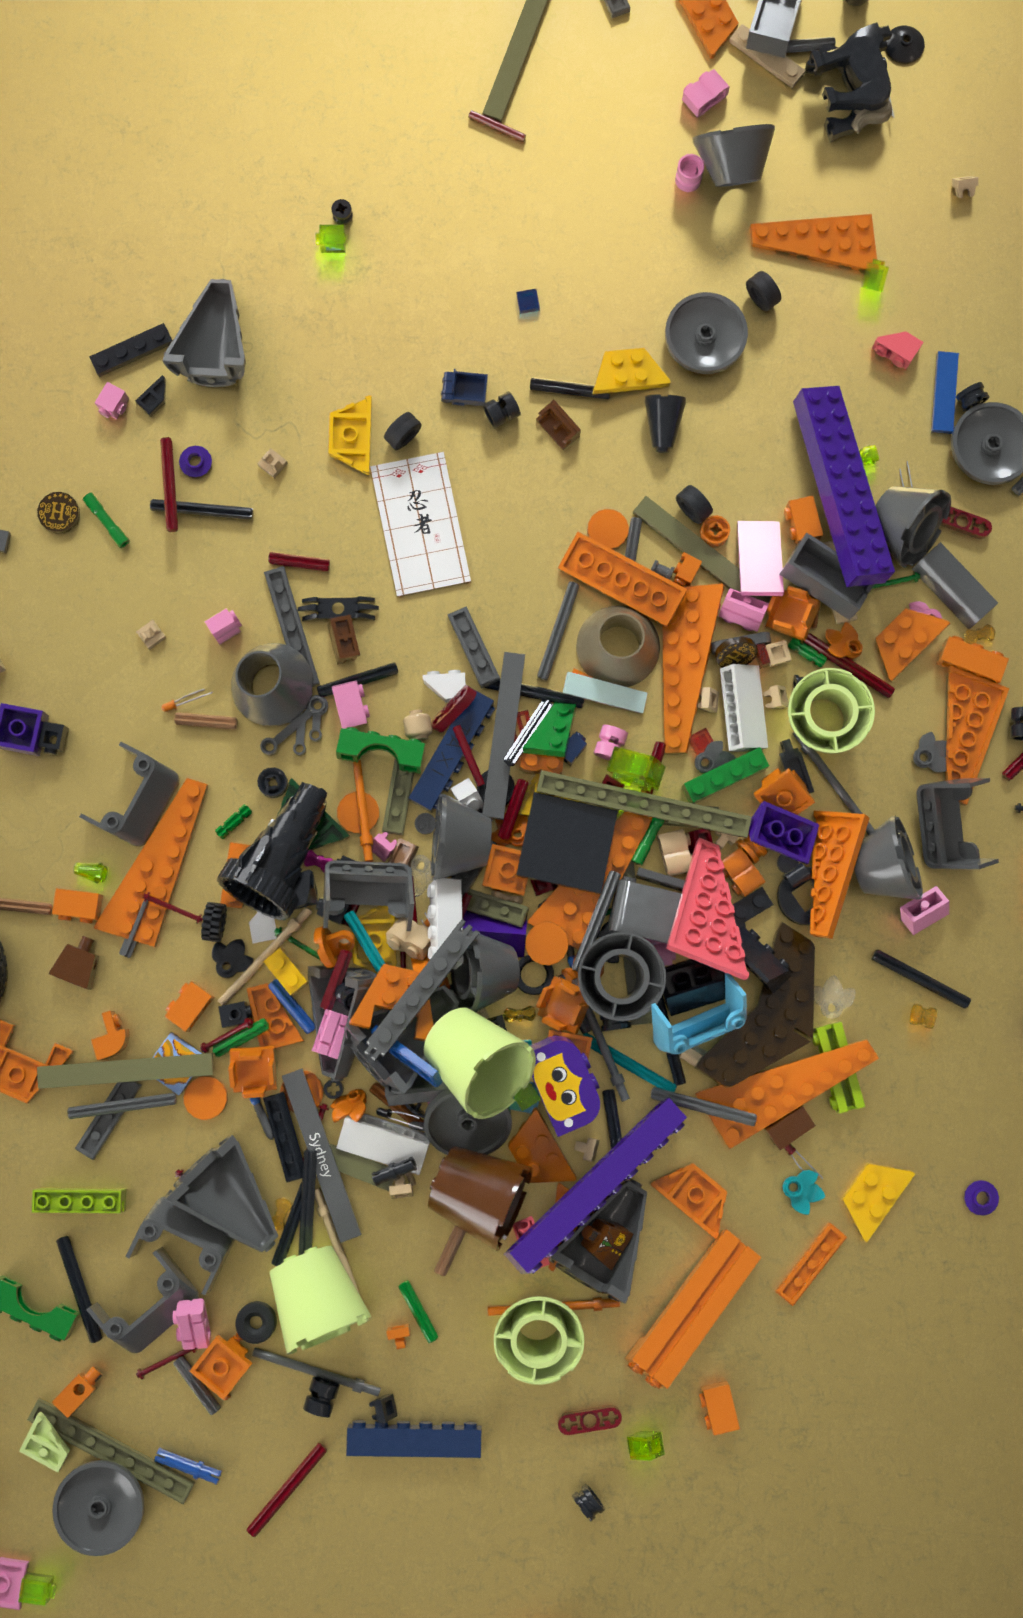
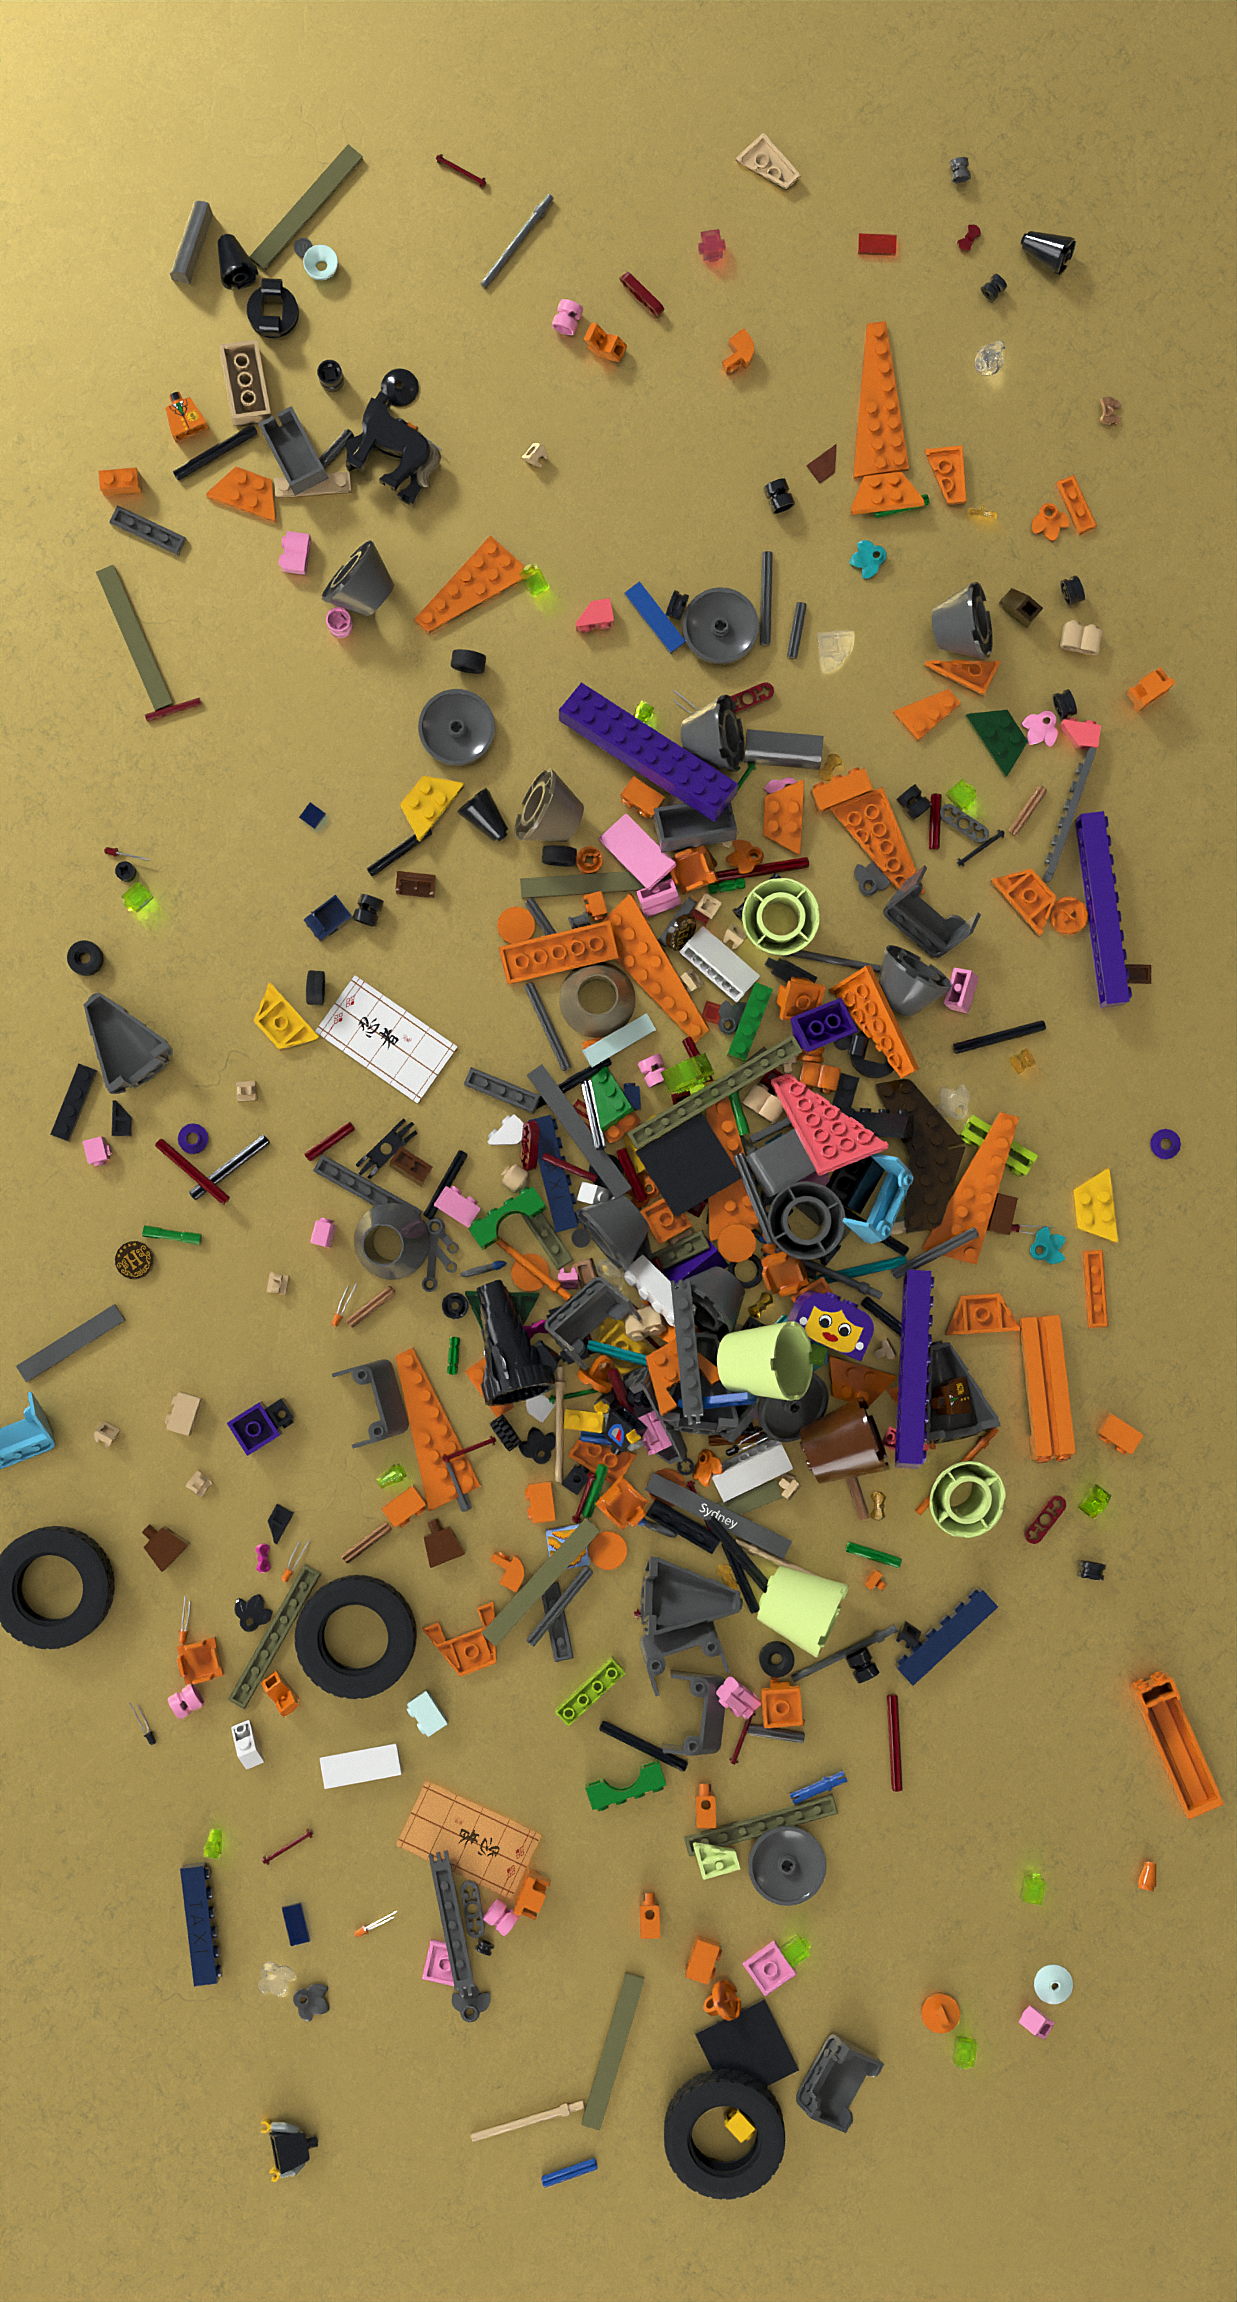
camera: 45 degrees left, 5 degrees up
(241, 238) = (77, 950): none -> black tyre
(311, 1006) = (622, 1428): none -> torso
(337, 782) = (483, 1269): none -> dark grey piece
(348, 191) = (111, 851): none -> dark red piece
(394, 1171) = (775, 1481): black pin -> none
(466, 1268) = (878, 1512): none -> clear yellow piece
(720, 461) = (549, 810): none -> dark tan cone

